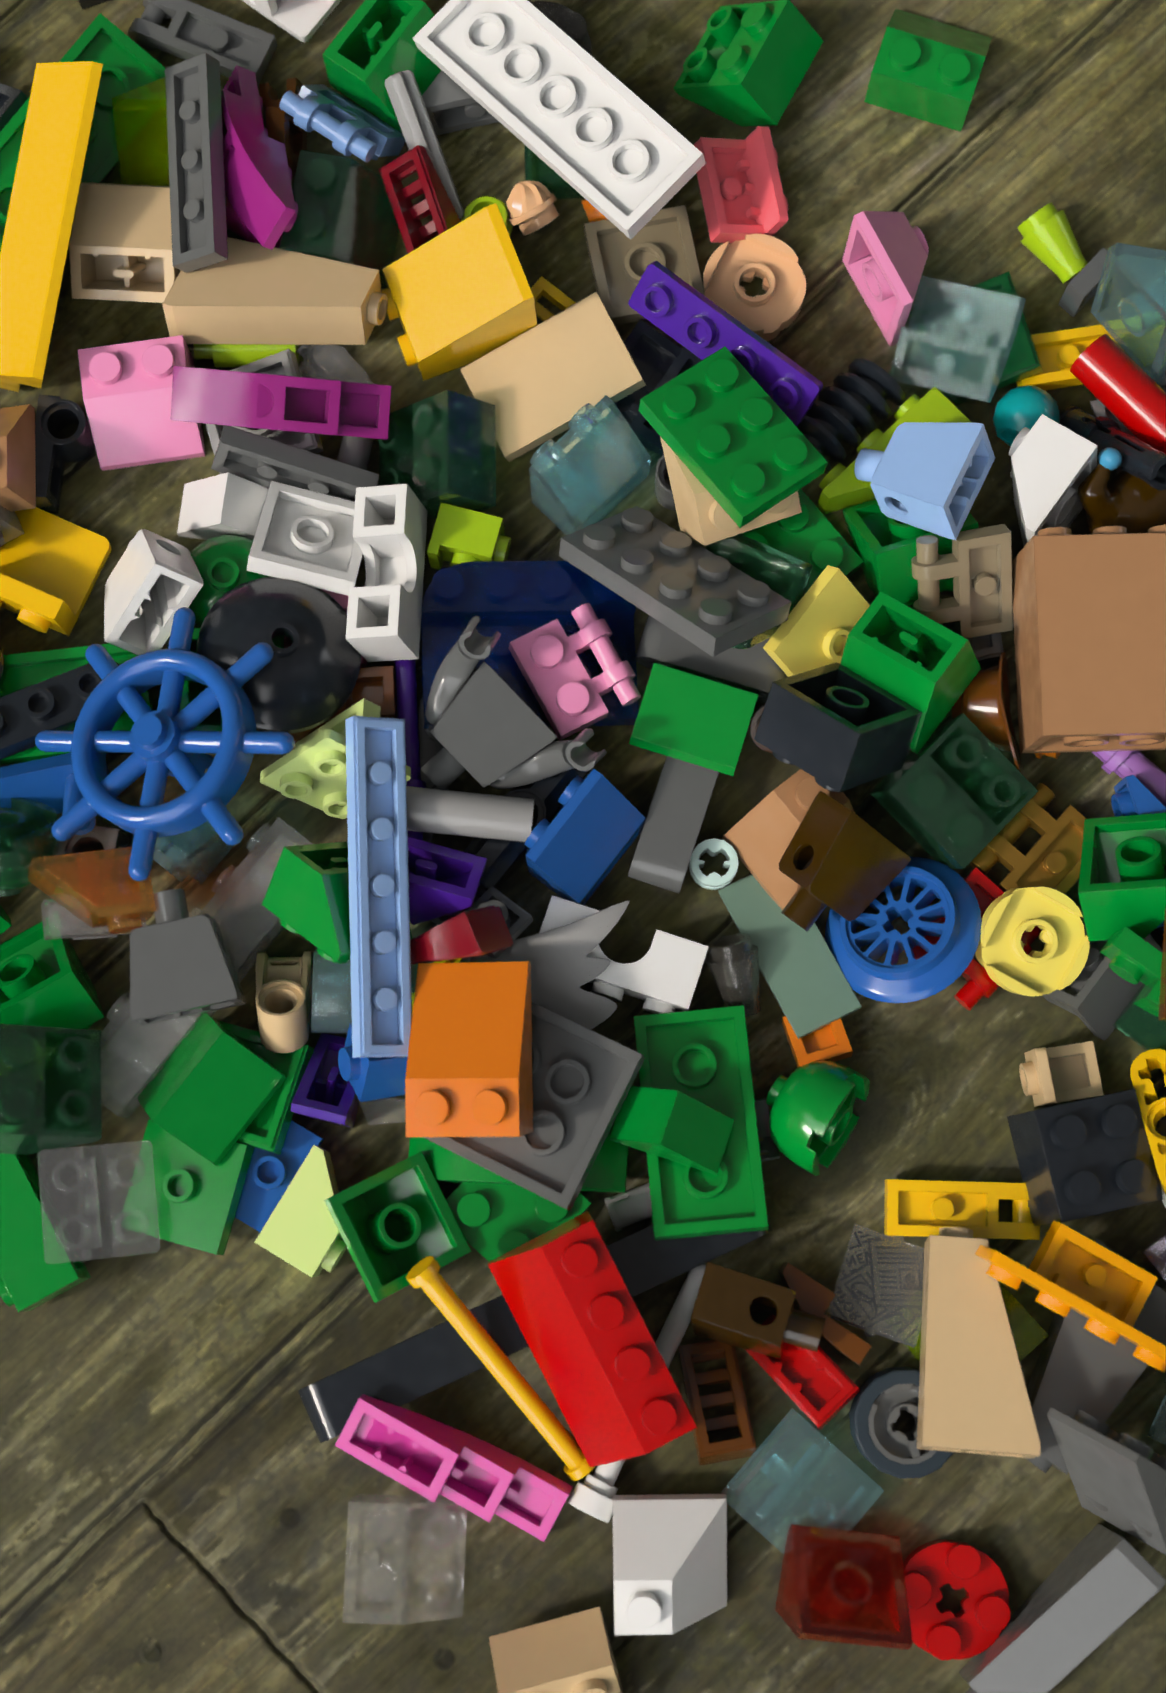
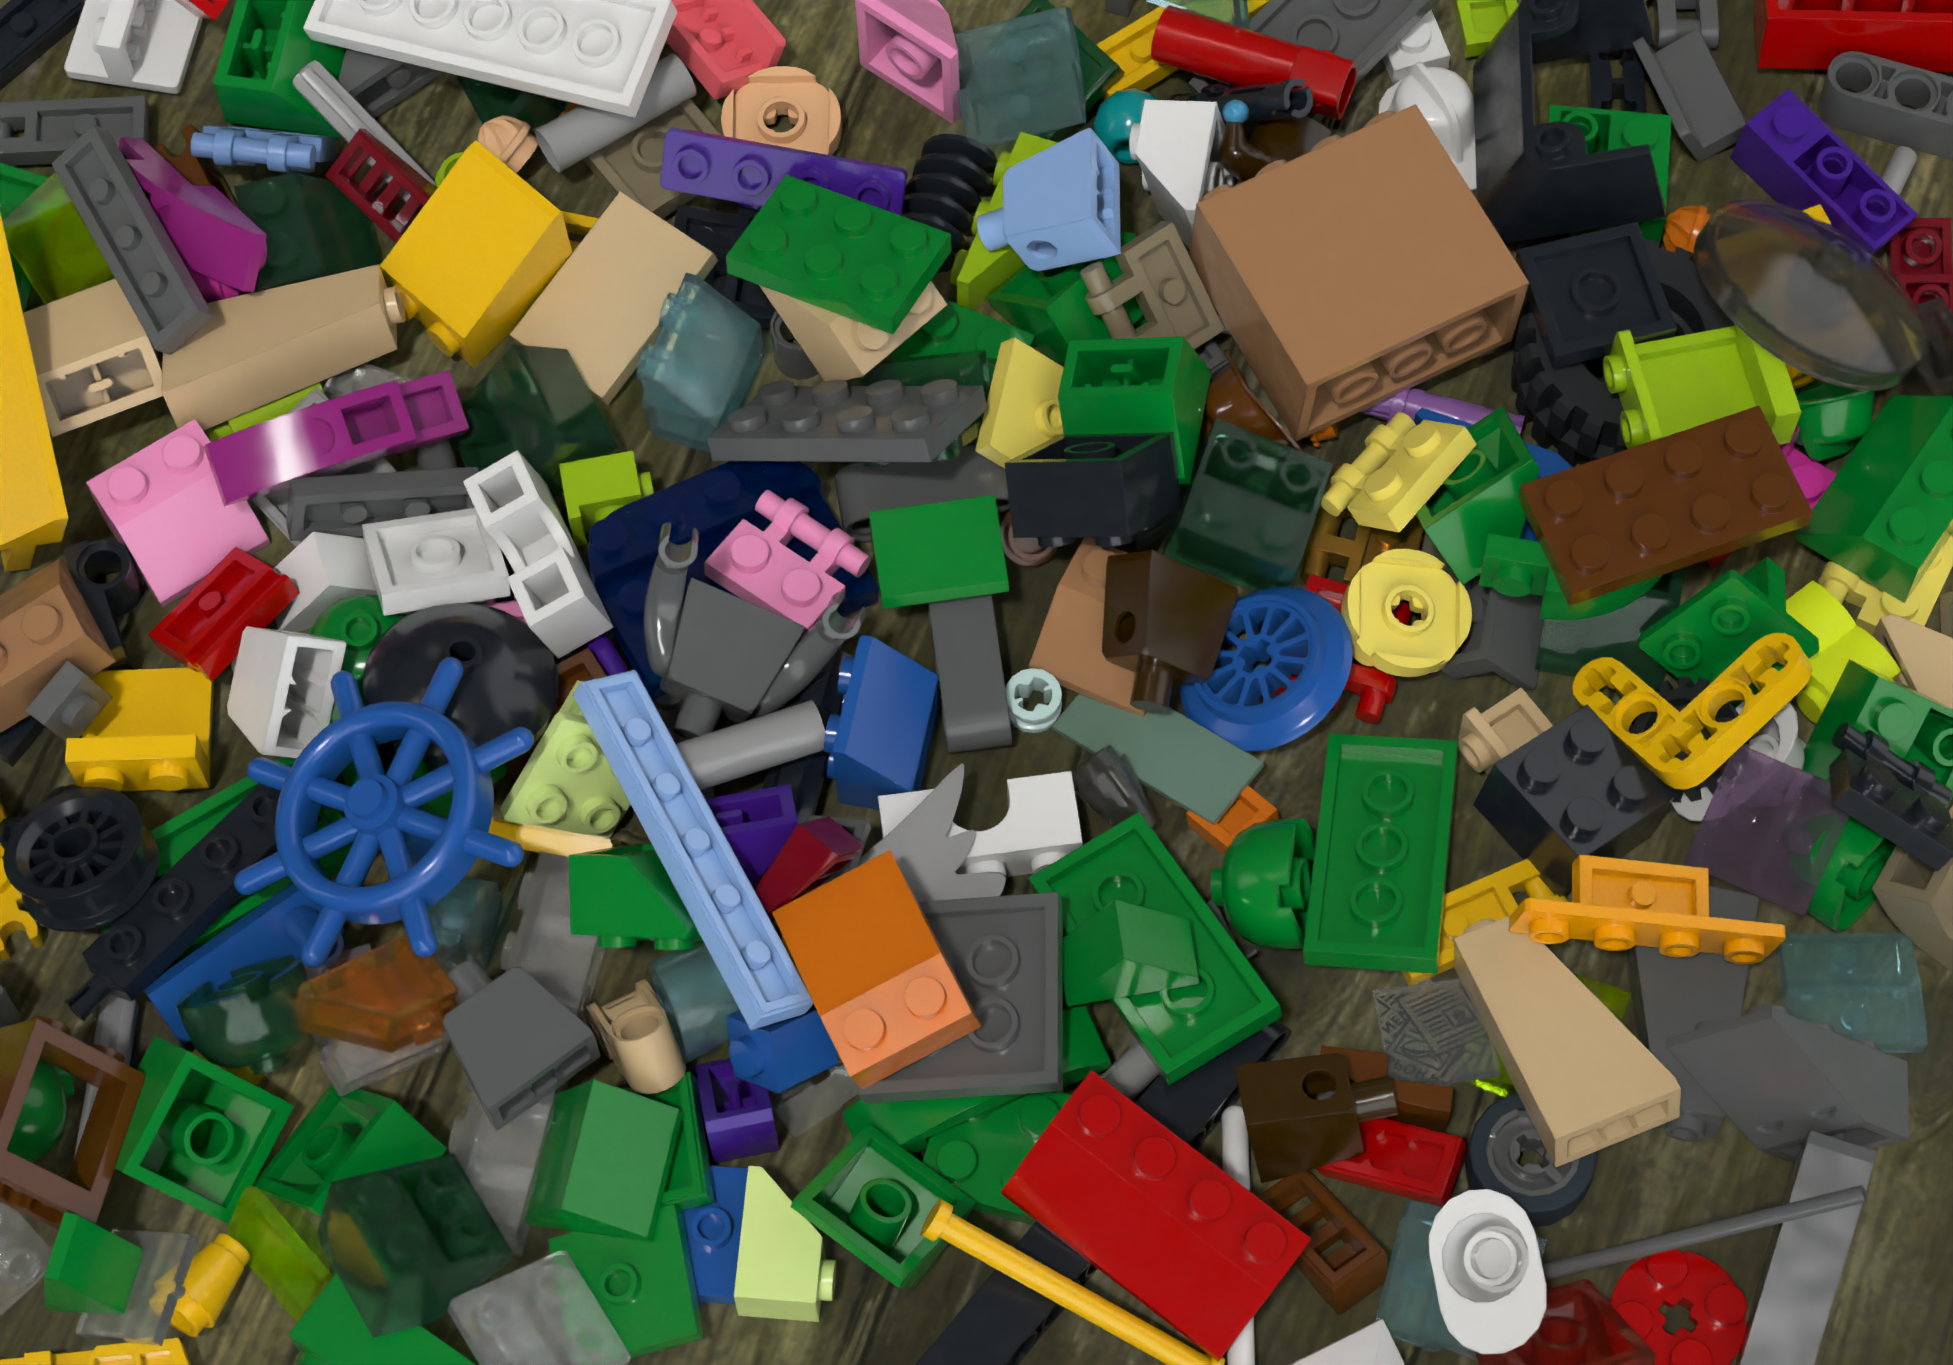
camera: 25 degrees left, 15 degrees down
(140, 498) = (210, 620): none -> red plate
(304, 818) = (549, 840): none -> yellow tile
(587, 228) = (591, 129): none -> light grey piece
(819, 1516) = (1487, 1271): none -> white piece
(914, 1127) = (1381, 853): none -> green plate
(1004, 1564) = (1705, 1232): none -> dark grey axle
(1091, 834) = (1397, 471): none -> light yellow plate

